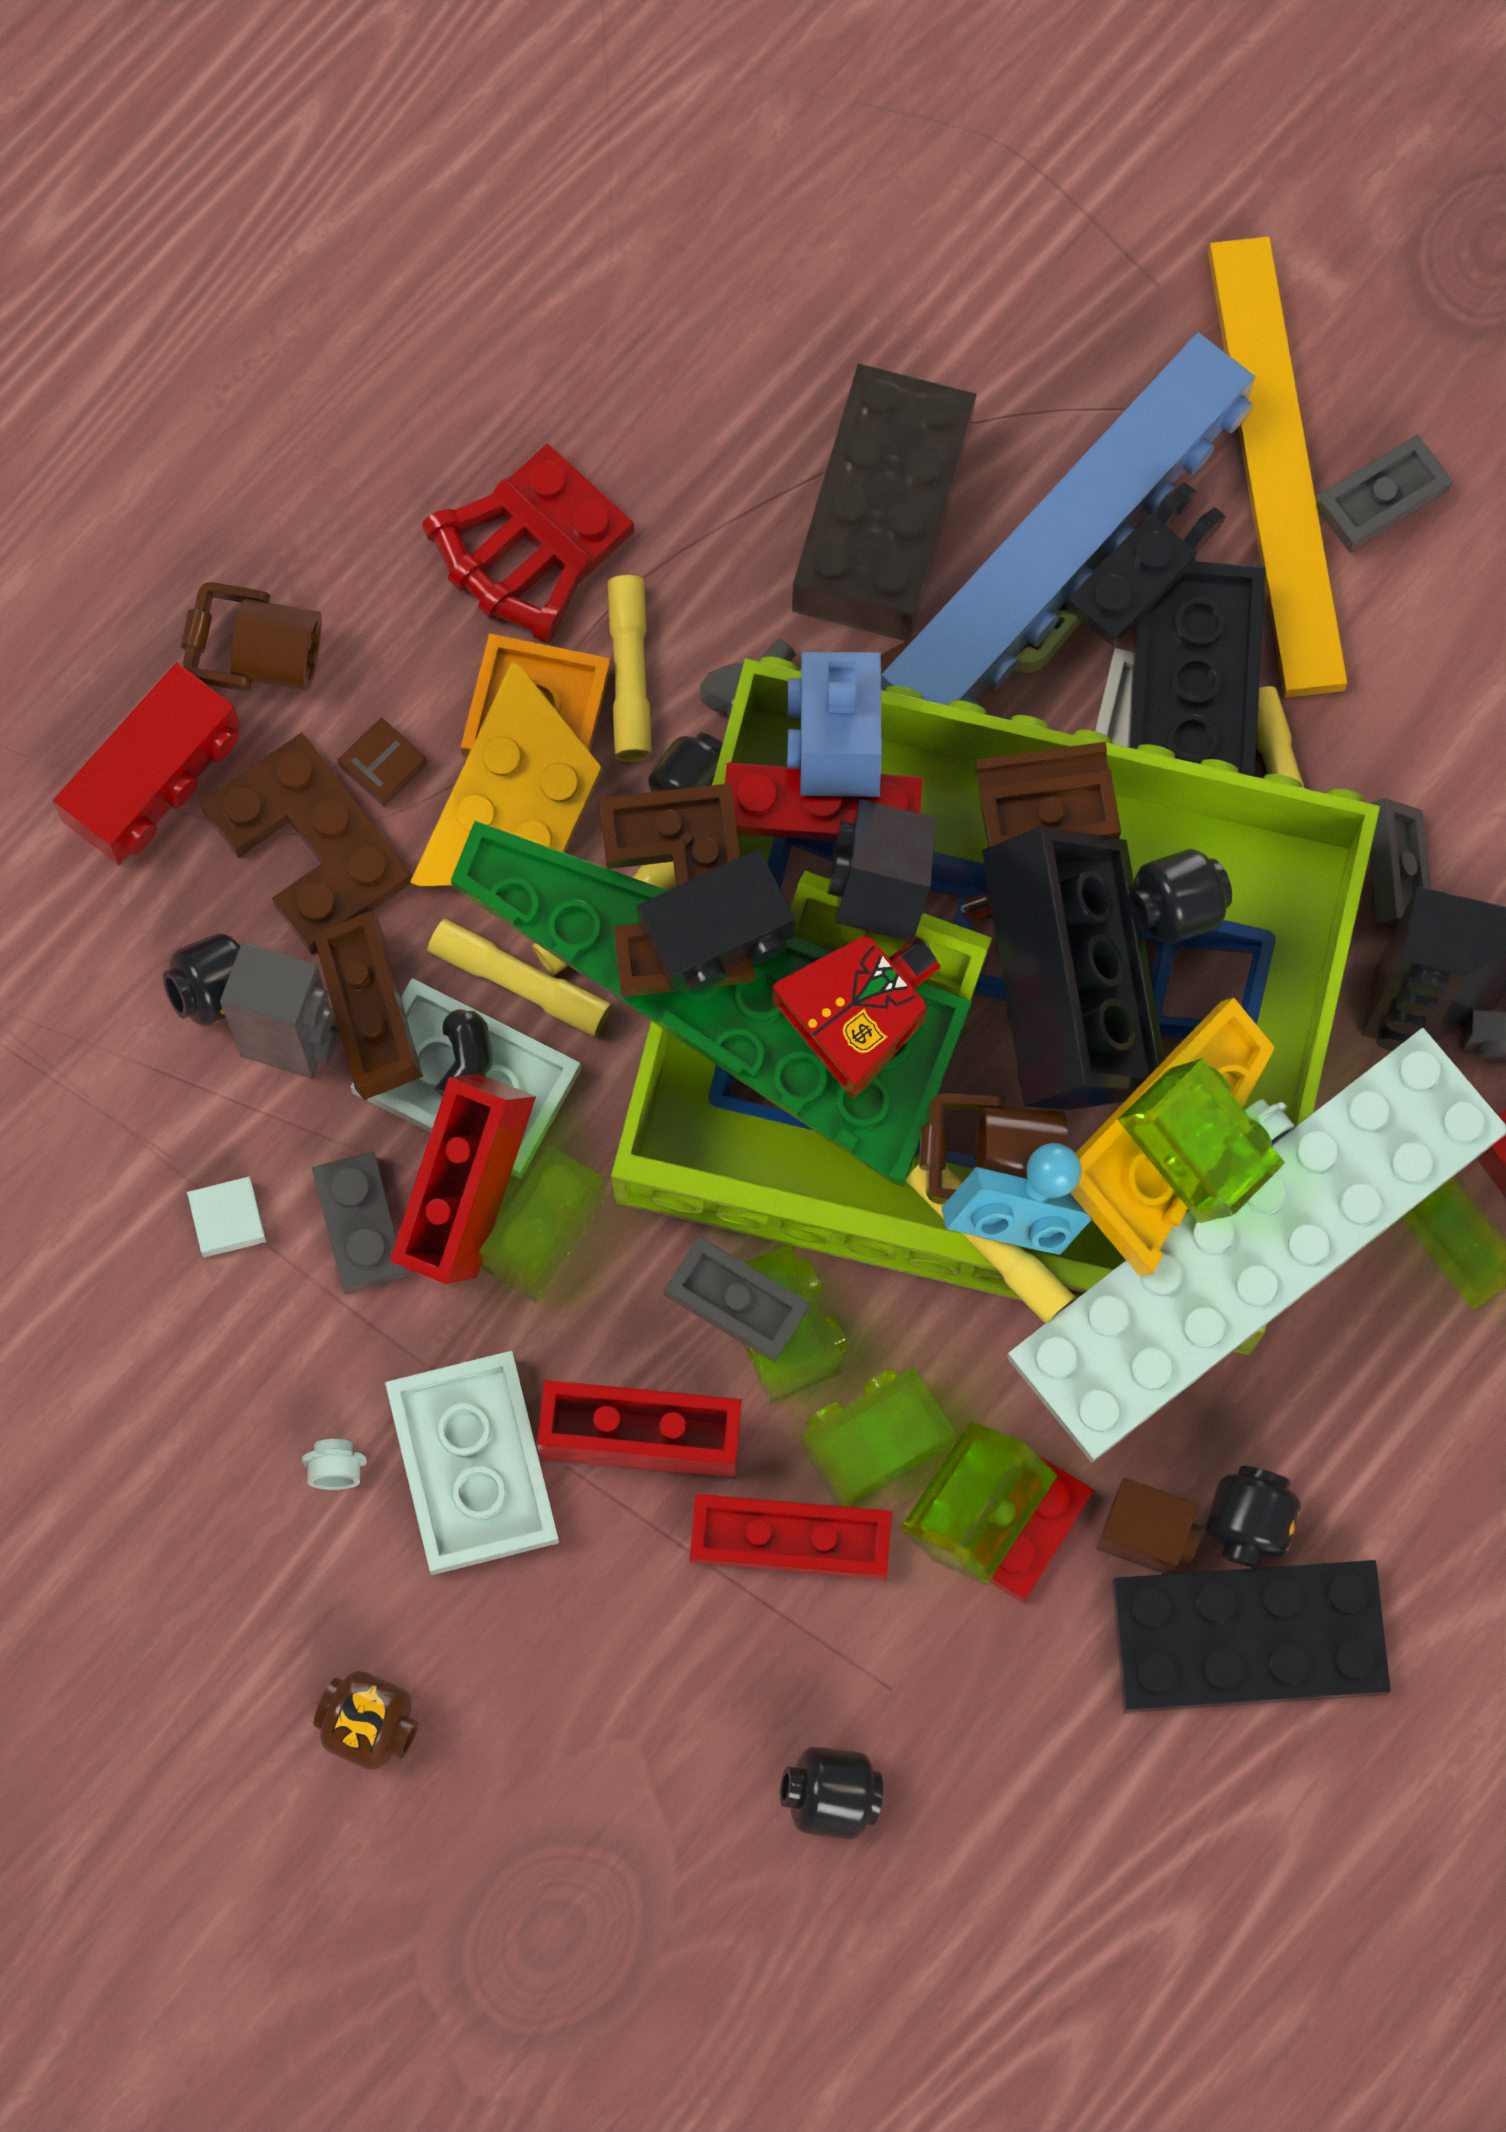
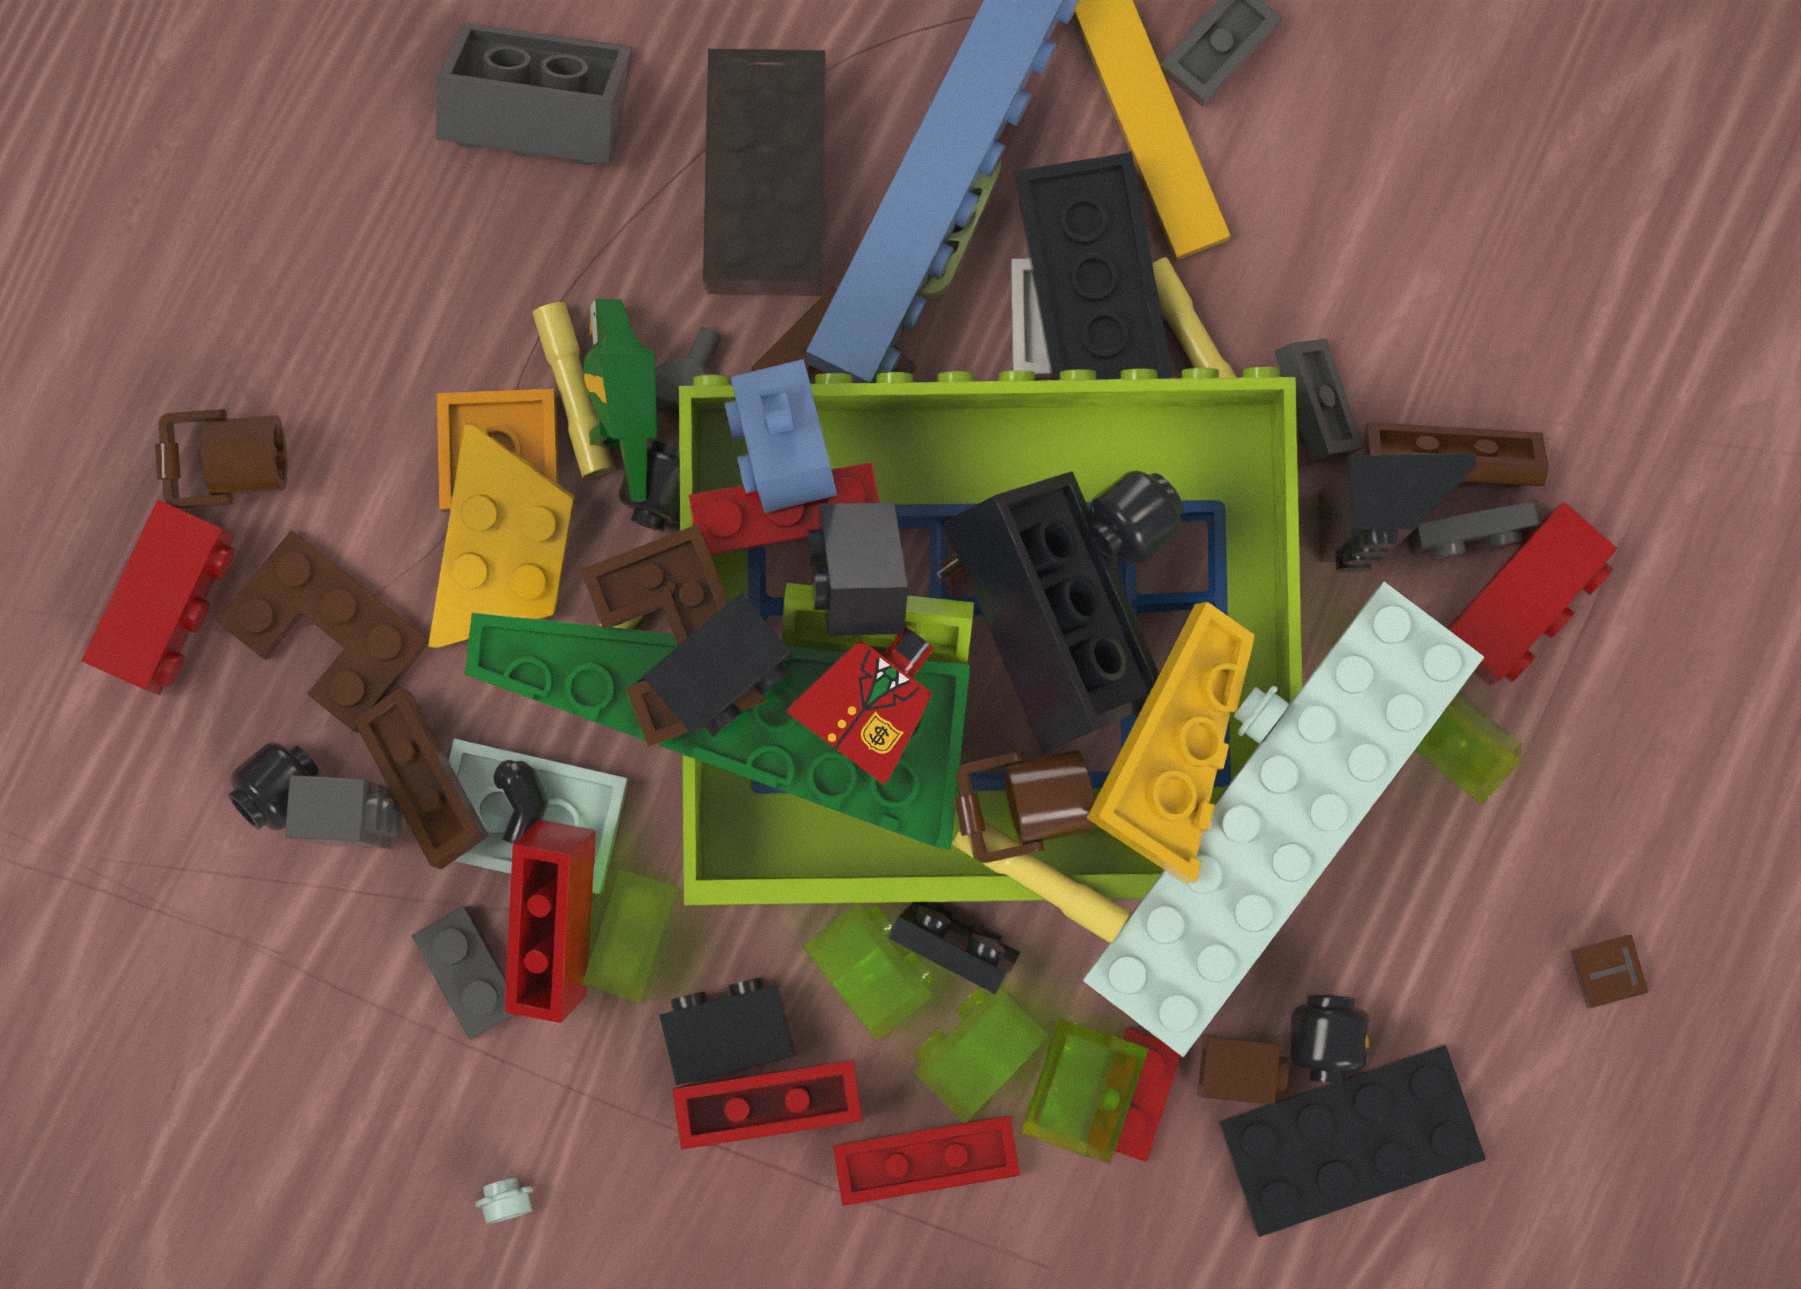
camera: 10 degrees left, 10 degrees up
(226, 1217) = (347, 999): light aqua tile -> none
(382, 761) = (372, 537): reddish brown tile -> none
(471, 1463) = (626, 1167): light aqua plate -> none
(485, 960) = (502, 702): light yellow piece -> none
(557, 513) = (468, 256): red plate -> none
(616, 1344) = (726, 1033): none -> black brick
(666, 371) = (532, 93): none -> dark grey slope
(681, 673) = (622, 390): none -> green animal
(737, 1299) = (824, 970): dark grey plate -> none
(893, 1324) = (955, 944): none -> black plate
(1019, 1210) = (1075, 852): medium azure plate -> none
(1048, 789) = (991, 452): reddish brown plate -> none
(1142, 568) = (1019, 185): black hinge -> none
(1202, 1140) = (1212, 751): clear neon green brick -> none

